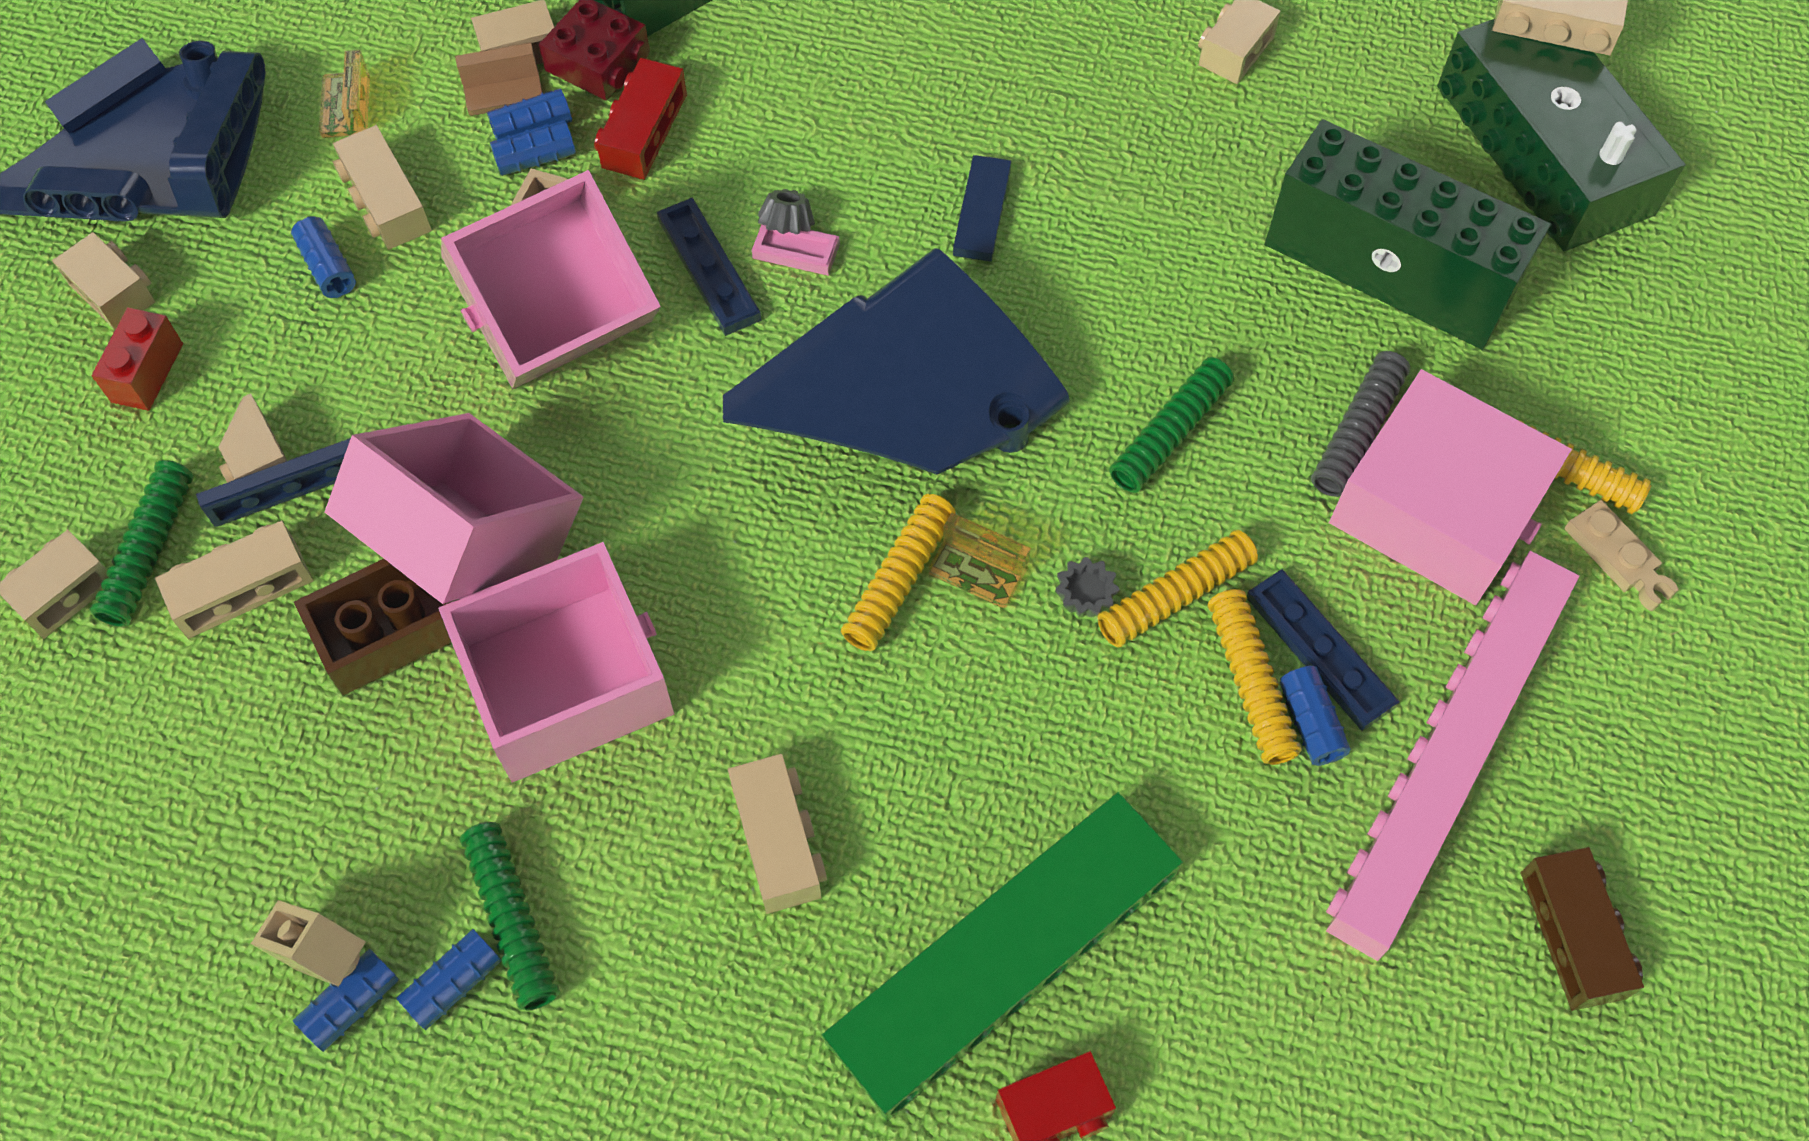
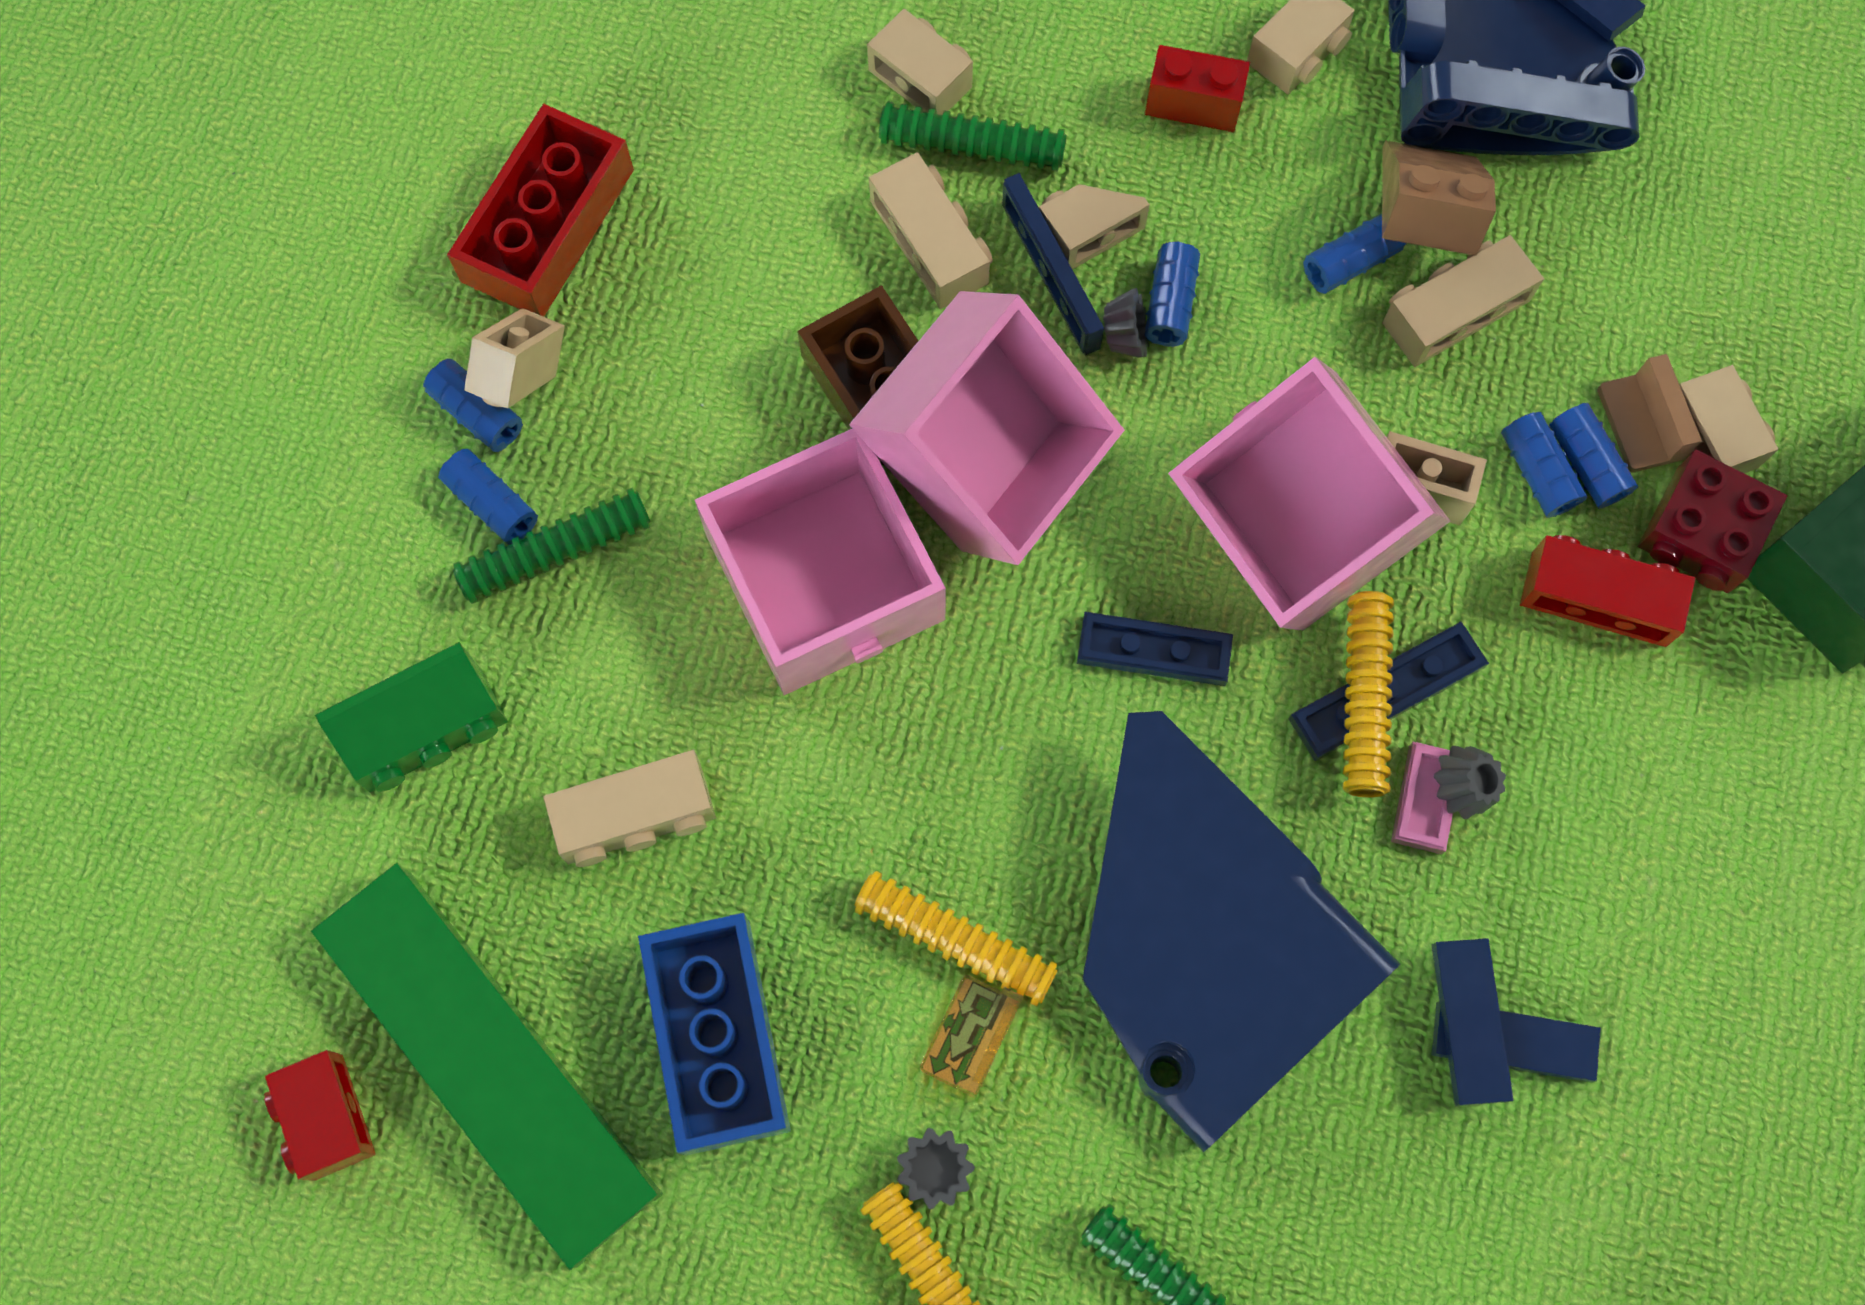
camera: 90 degrees right, 10 degrees up
(141, 929) = (541, 211): none -> red brick
(287, 187) = (1435, 198): none -> medium nougat slope
(337, 389) = (1172, 294): none -> blue axle
(345, 98) = (1598, 244): clear yellow panel -> none
(359, 419) = (1126, 324): none -> dark grey piece
(658, 423) = (1155, 649): none -> dark blue tile
(682, 1028) = (413, 719): none -> green slope
(716, 267) = (1368, 694): none -> yellow piece
(970, 226) = (1472, 1022): none -> dark blue tile
(981, 751) = (713, 1034): none -> blue brick

